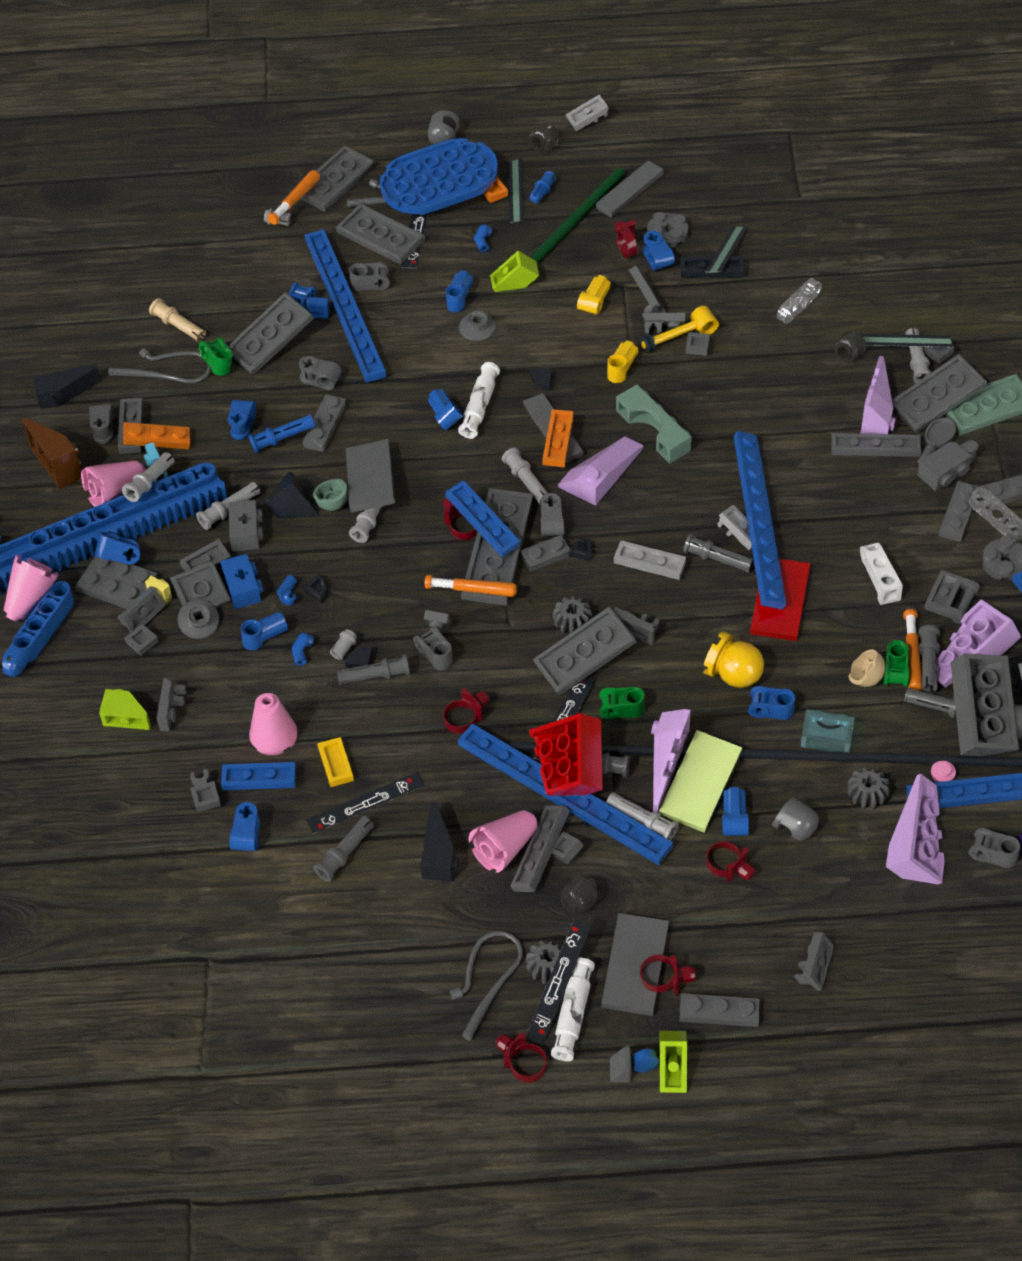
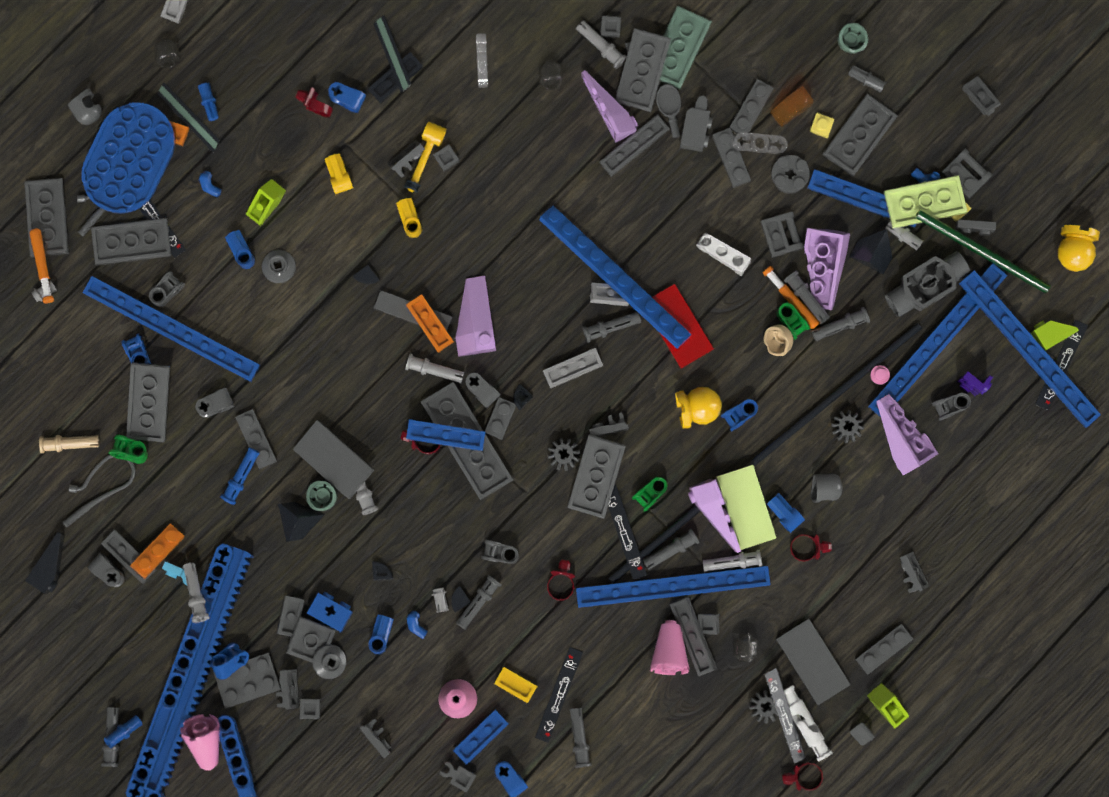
camera: 45 degrees left, 30 degrees up
(54, 453) = (111, 628): reddish brown slope -> none
(107, 480) = (168, 612): bright pink cone -> none
(123, 710) = (351, 767): lime slope -> none
(162, 588) = (283, 663): light yellow plate -> none
(219, 510) = (259, 570): light grey pin -> none
(241, 418) = (195, 483): blue piece -> none
(244, 525) = (278, 566): dark grey brick -> none
(284, 591) = (364, 593): blue arm -> none
(318, 307) = (157, 348): blue tile -> none
(437, 619) = (483, 531): dark grey plate -> none
(438, 852) = (638, 692): black slope -> none
(446, 411) = (334, 363): blue piece -> none
(477, 586) = (486, 488): orange piece -> none
(479, 400) = (349, 342): white piece -> none
(482, 1008) = (730, 769): dark grey piece -> none
(570, 755) = (662, 565): red wedge -> none
(577, 215) = (257, 110): dark green piece -> none
(629, 189) = (270, 49): dark grey tile -> none
(639, 407) = (455, 248): sand green arch -> none
(644, 1060) = (872, 719): blue tile -> none
(654, 304) = (373, 140): dark grey hinge -> none
(676, 223) = (328, 56): dark grey plate -> none
(684, 974) = (849, 646): dark red piece -> none
(827, 731) = (790, 406): clear light blue brick -> none
(907, 340) = (583, 38): sticker -> none
(984, 704) = (875, 314): dark grey slope -> none

